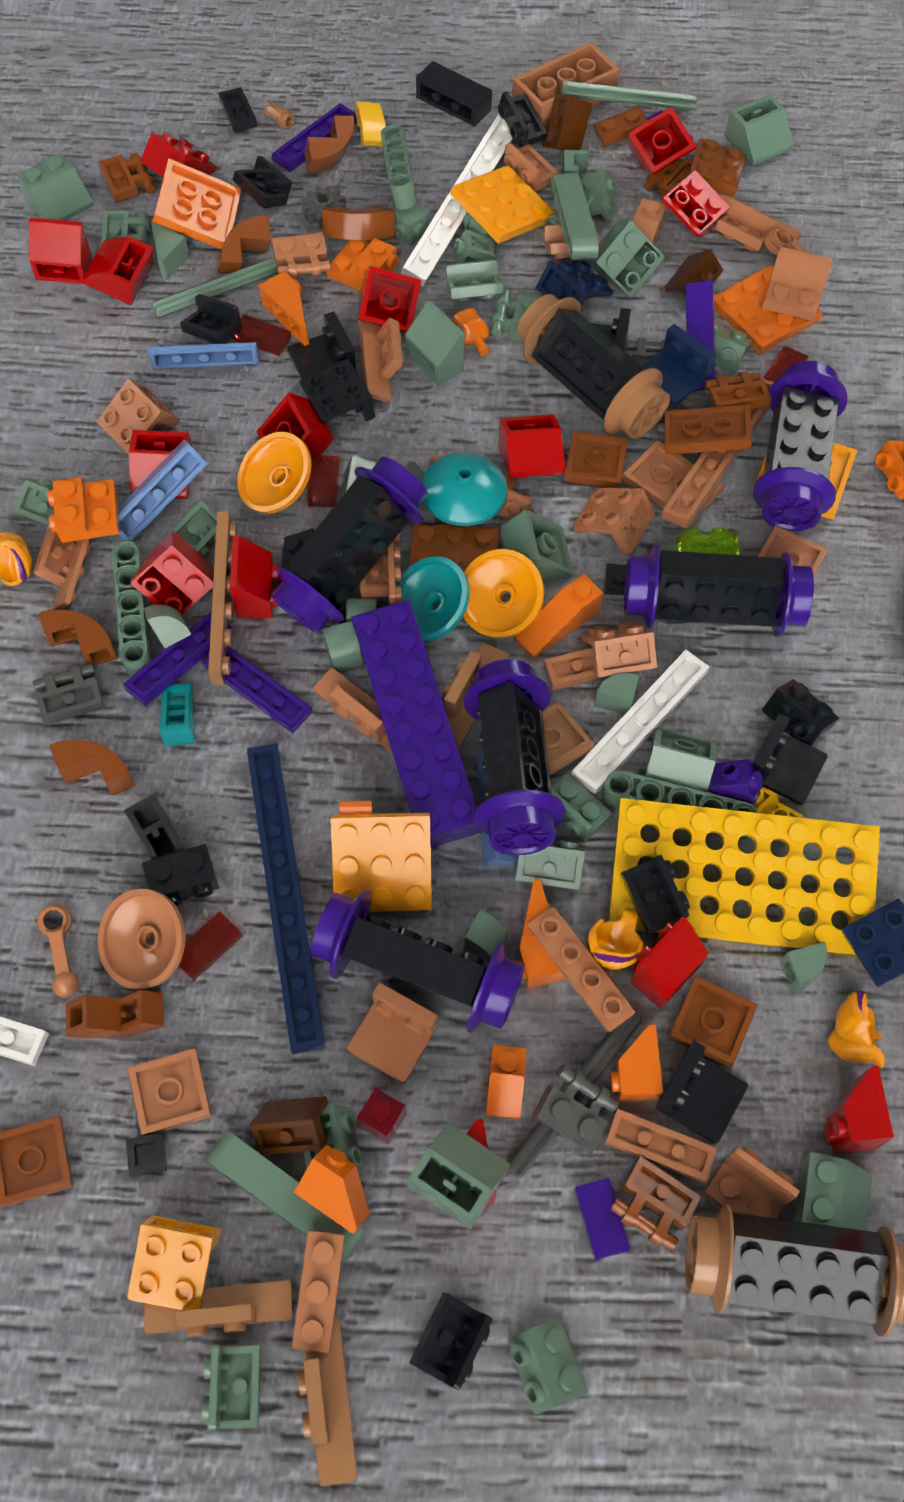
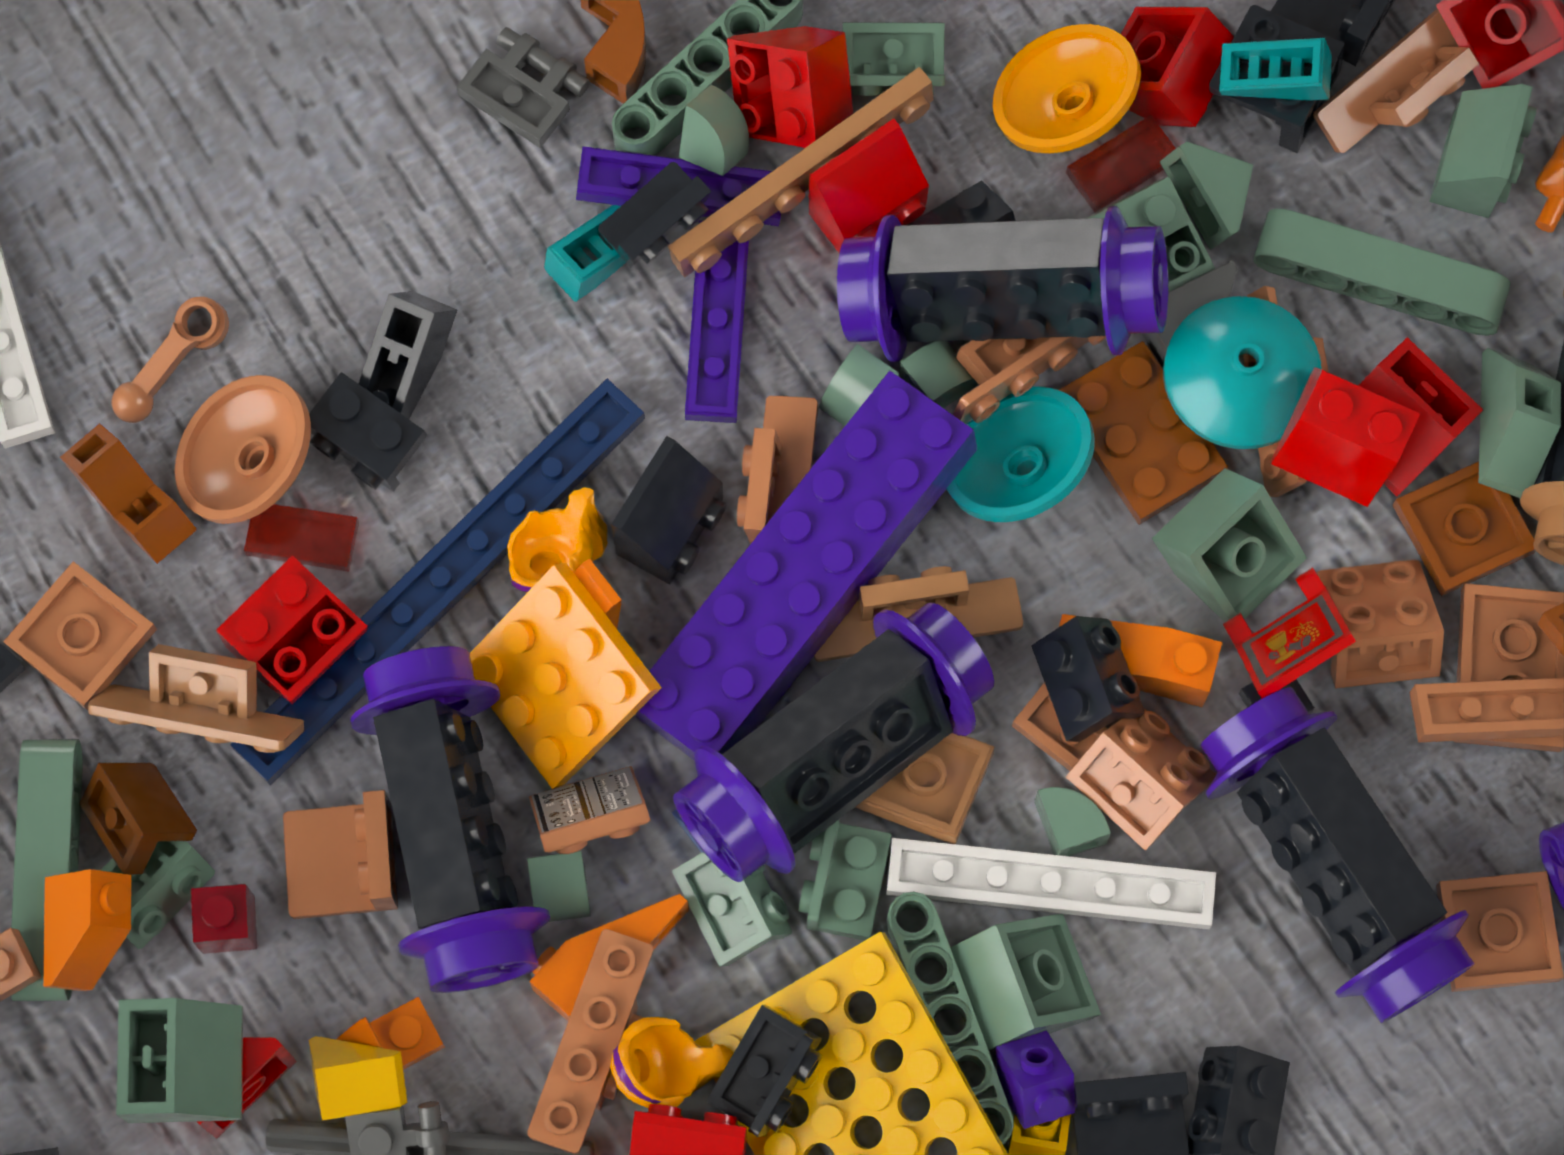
camera: 55 degrees right, 10 degrees up
(82, 758) = (436, 176): dark orange brick -> none
(186, 671) = (652, 213): none -> black bracket
(254, 1047) = (199, 697): none -> medium nougat bracket
(257, 979) = (291, 630): none -> red slope
(311, 822) = (556, 538): none -> light orange hair
(337, 763) = (668, 513): none -> black slope
(339, 372) = (1293, 87): none -> teal slope
(365, 445) = (1210, 188): none -> sand green slope
(456, 417) = (1382, 272): none -> sand green beam
(460, 894) = (589, 810): none -> tile
(489, 580) = (1085, 531): light orange dish -> none
(517, 1101) = (355, 1077): none -> yellow slope
(528, 463) = (1344, 437): none -> red slope
(558, 637) = (1087, 676): none -> black bracket
(569, 404) = (1516, 421): none -> sand green slope
(607, 543) = (1294, 640): none -> red flag
(716, 543) = (1426, 797): clear neon green bracket -> none

